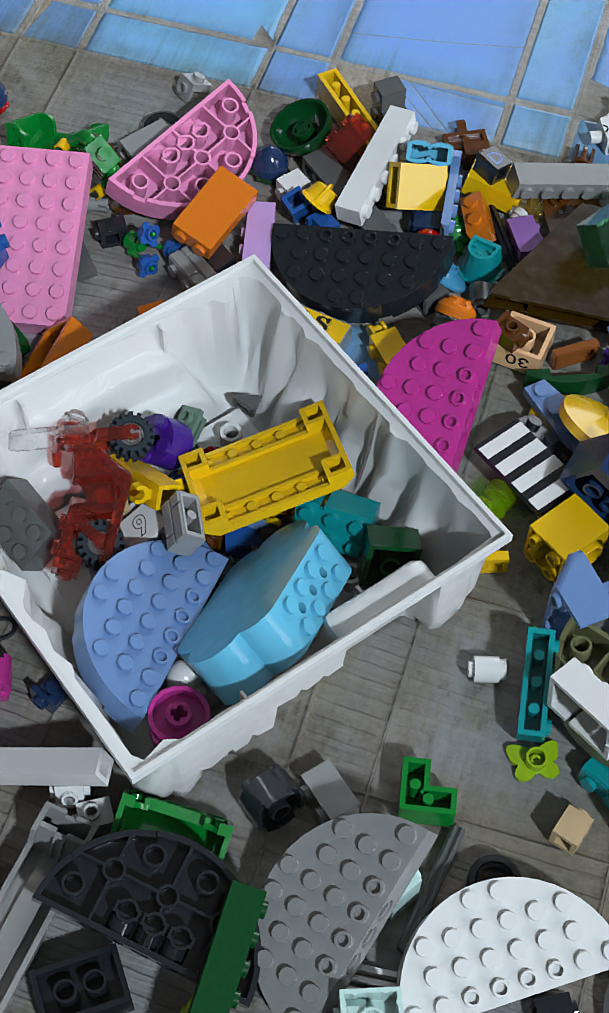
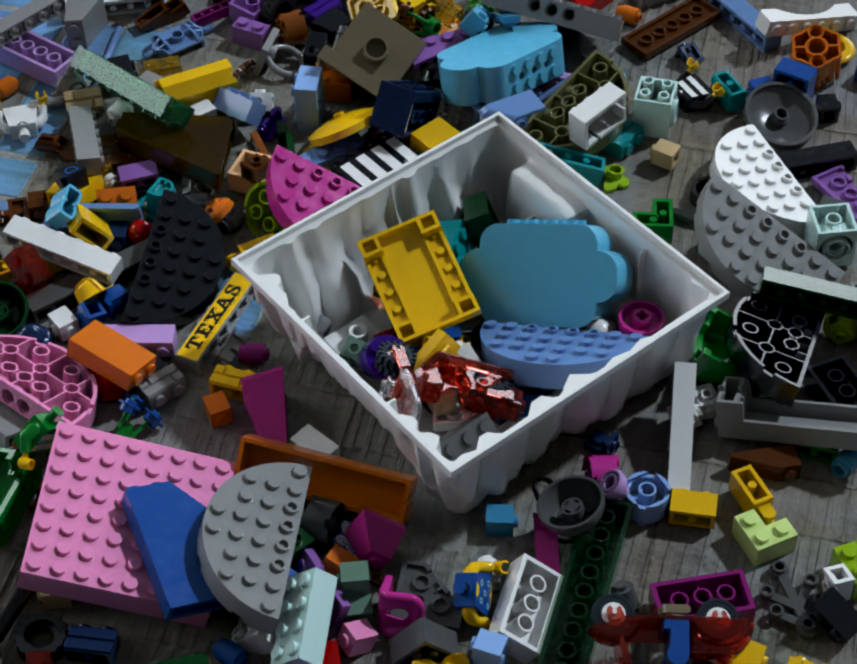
camera: 90 degrees left, 10 degrees down
(183, 523) = (477, 322): light grey brick -> none

